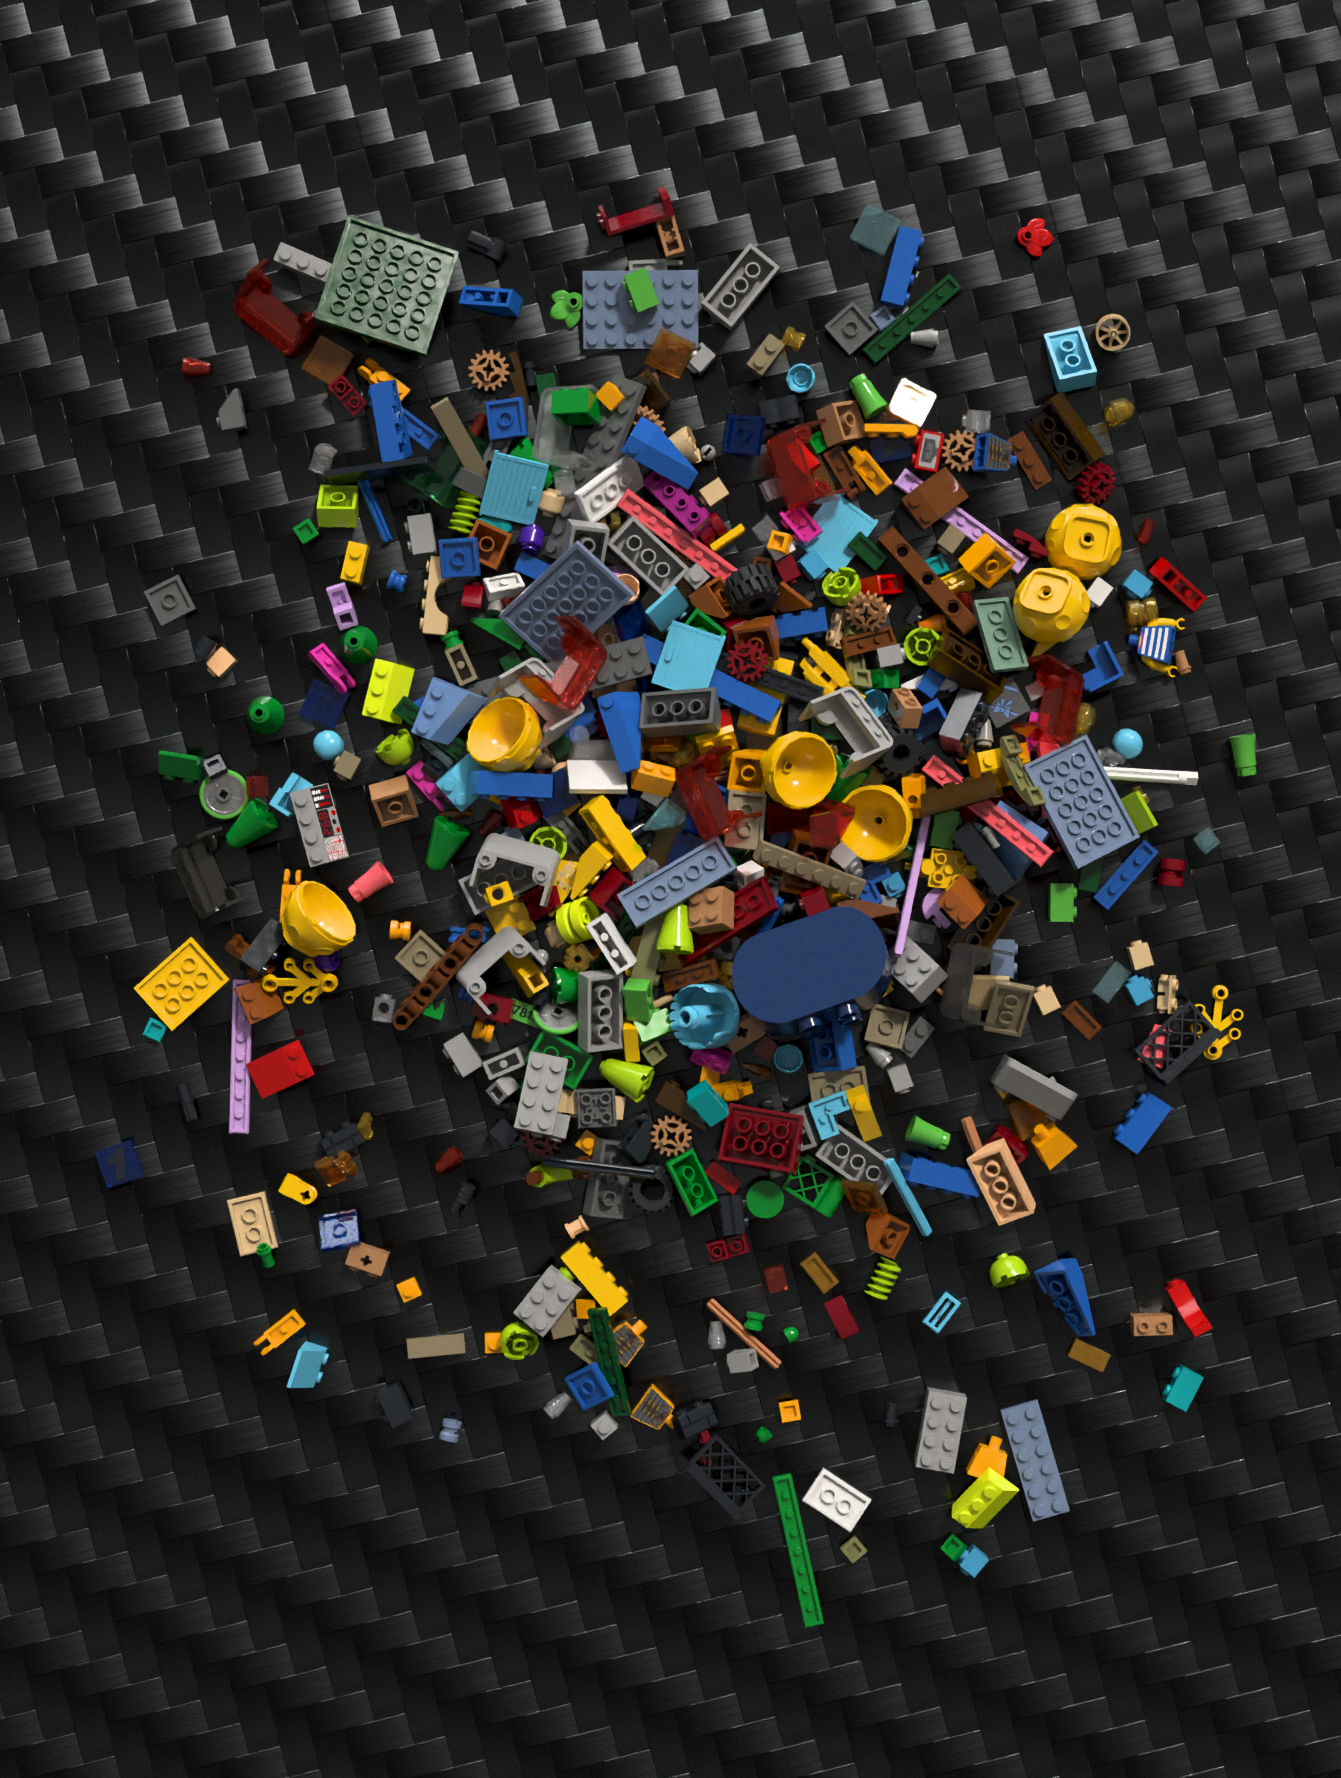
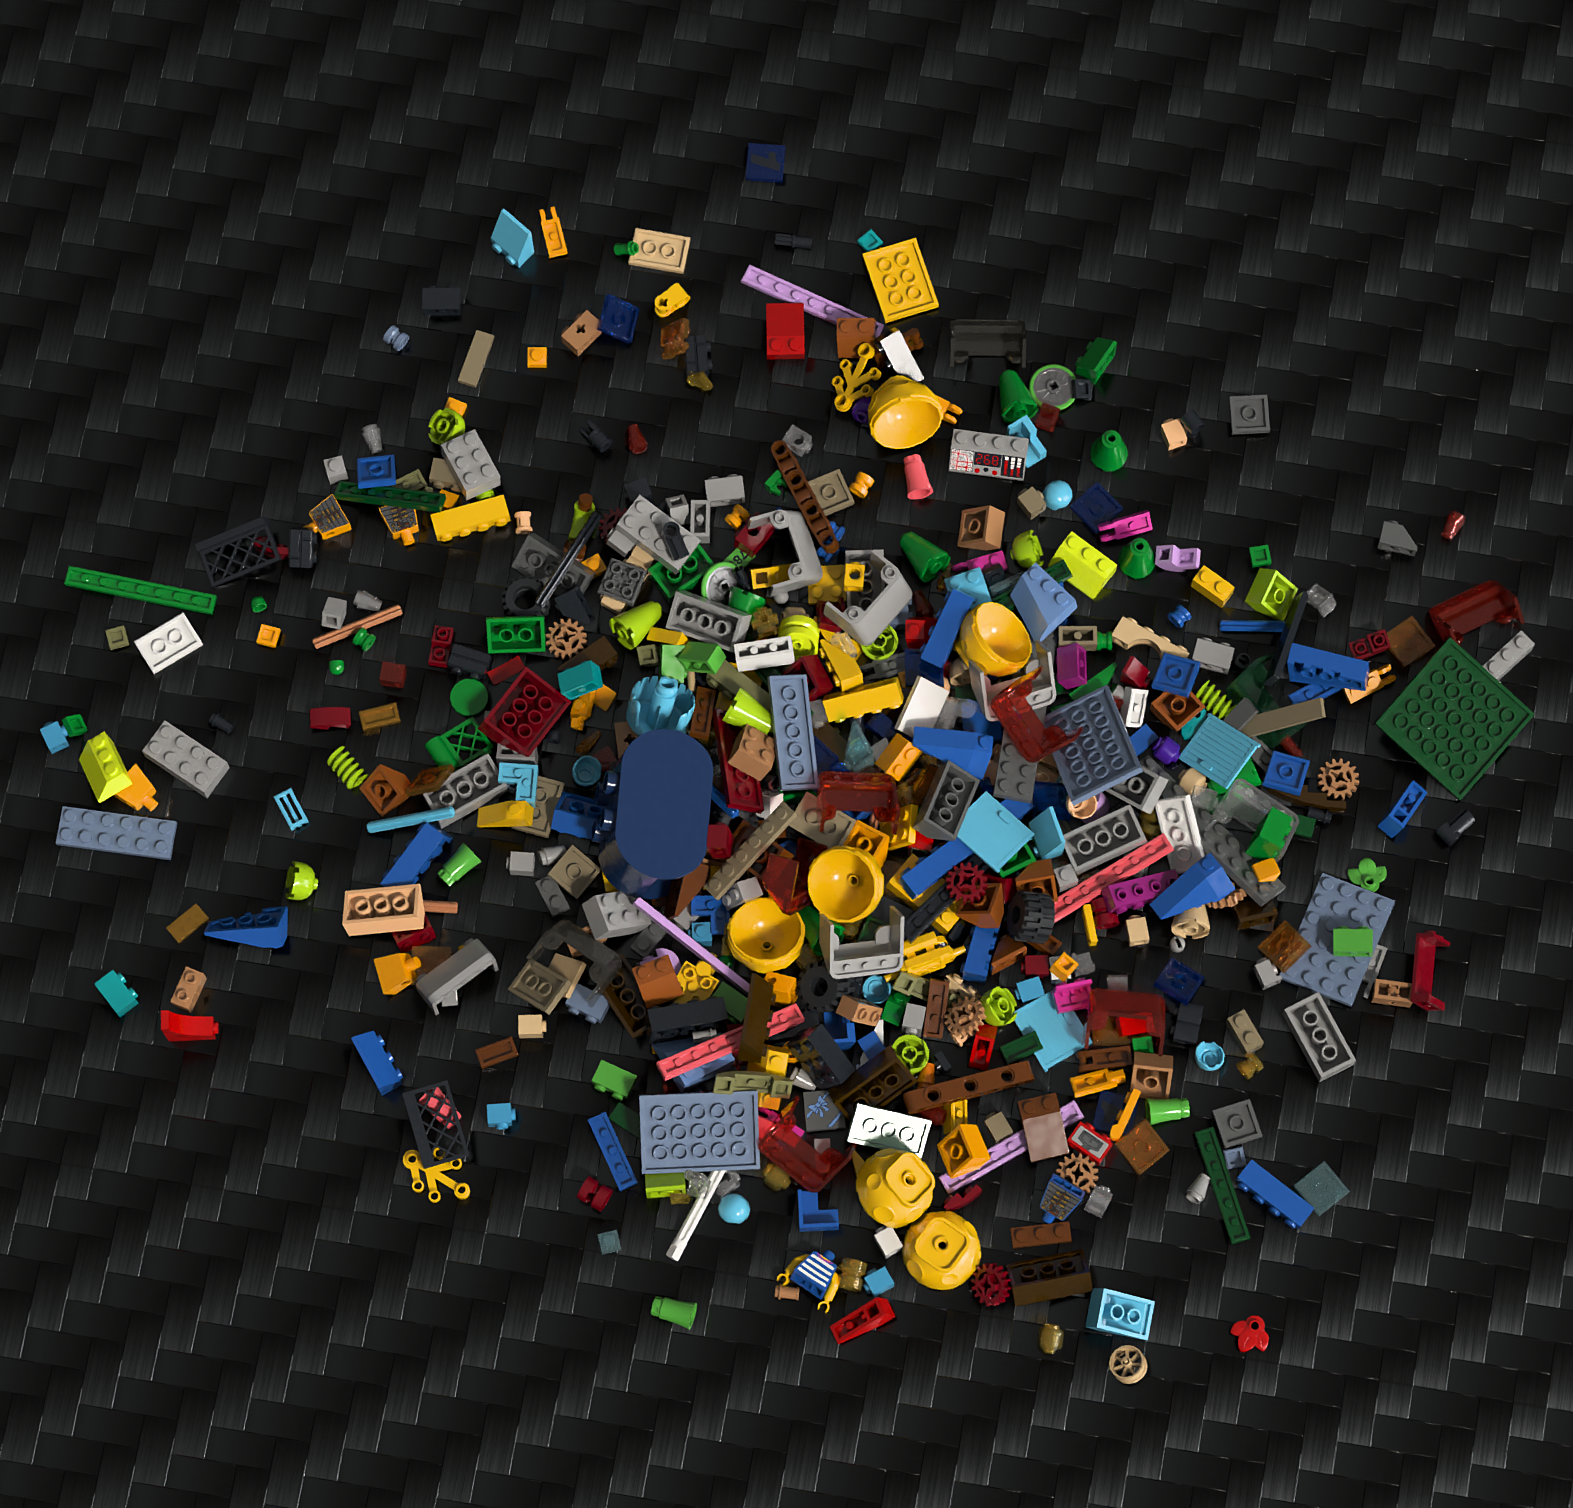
camera: 115 degrees right, 15 degrees down
(491, 658) = (1071, 666): none -> magenta brick
(547, 1072) = (674, 543): none -> black piece
(712, 1058) = (615, 707): dark pink bracket -> none
(938, 564) = (980, 1106): teal tile -> none
(1111, 982) = (519, 1095): clear light blue tile -> none
(1125, 782) = (698, 1184): none -> clear bracket
(1139, 955) = (531, 1130): tan brick -> none
(1146, 531) = (923, 1312): clear red pin -> none
(1168, 1001) = (475, 1138): tan hinge -> none

